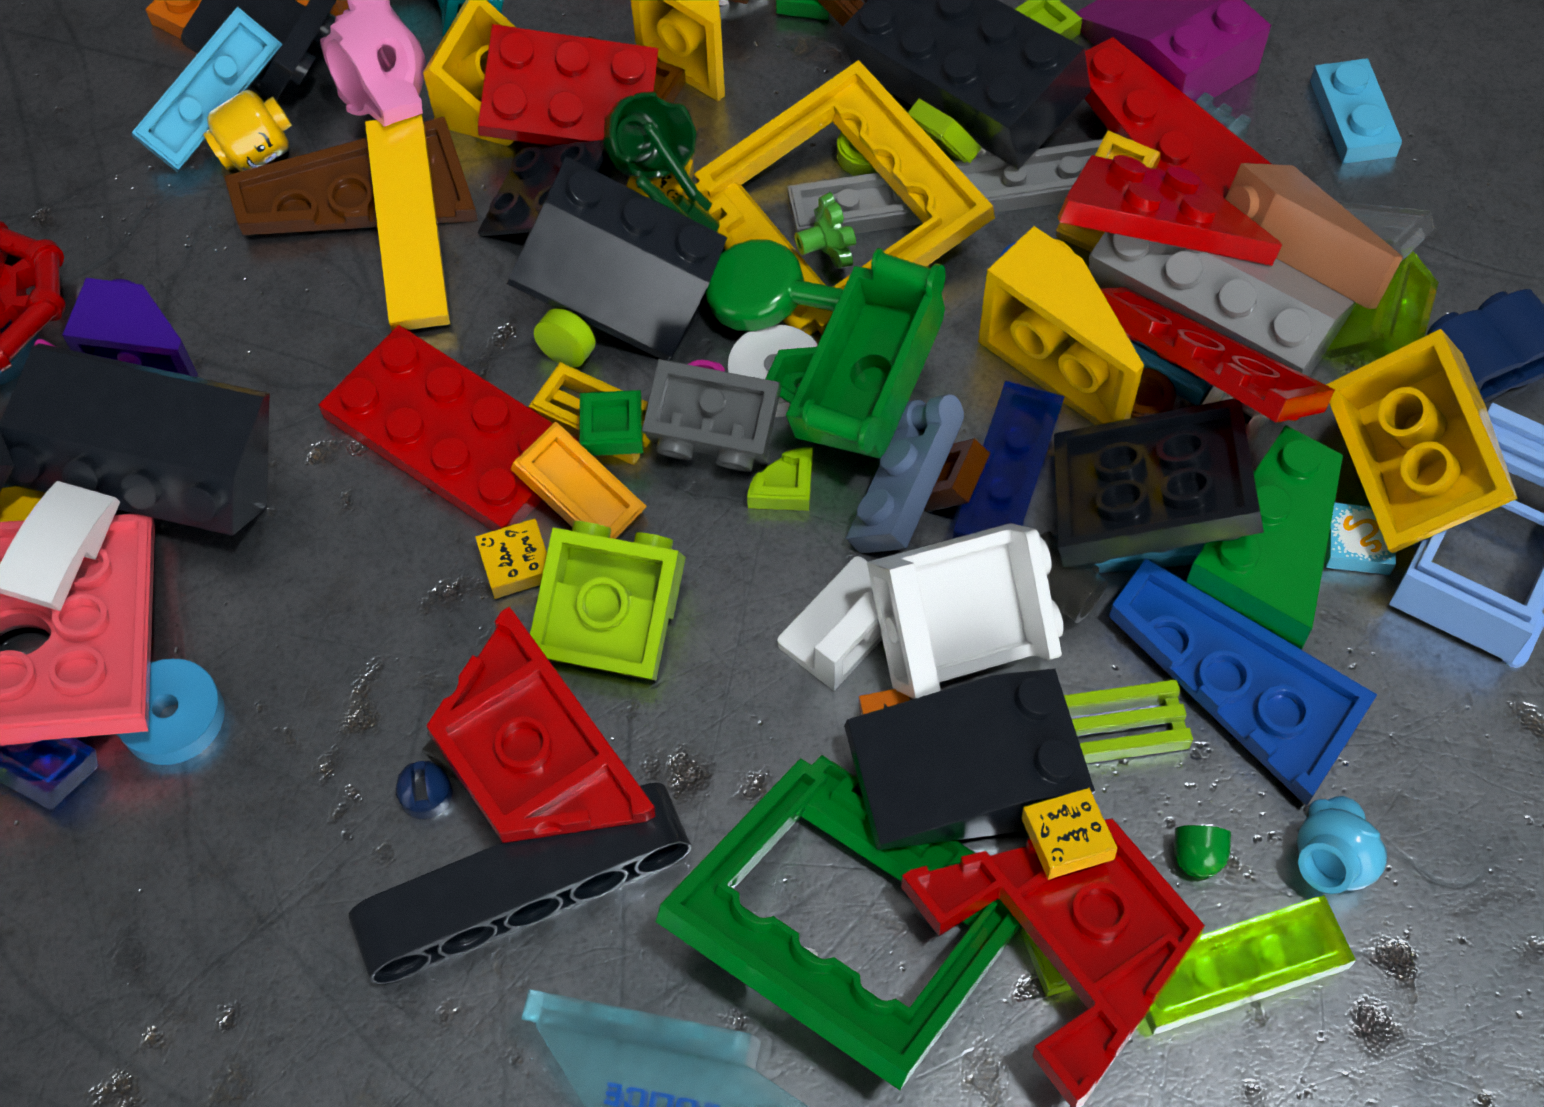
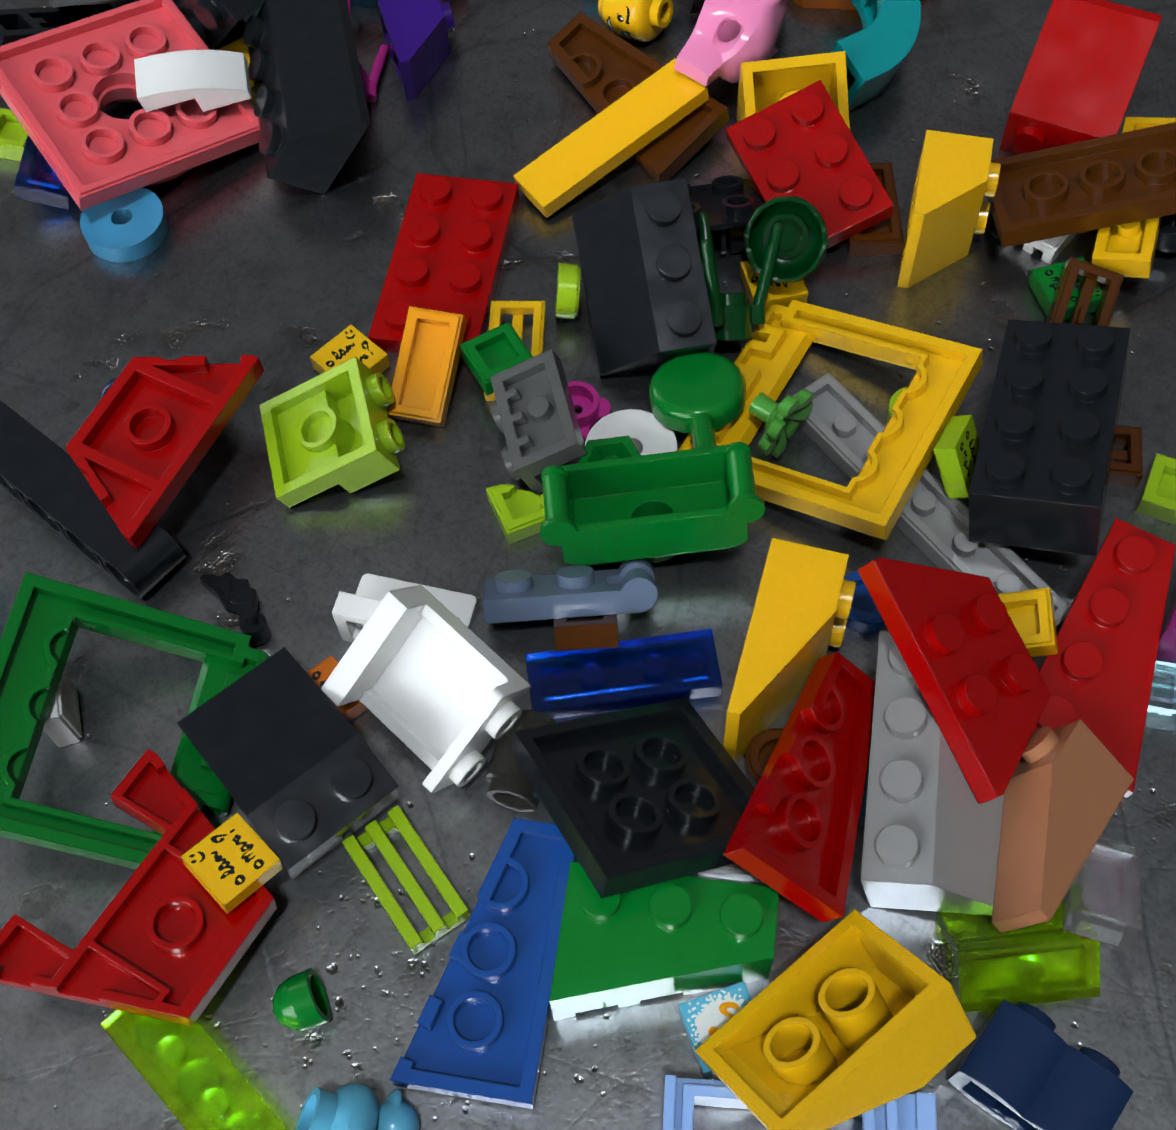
camera: 65 degrees right, 0 degrees up
(739, 762) = (239, 598): none -> black piece

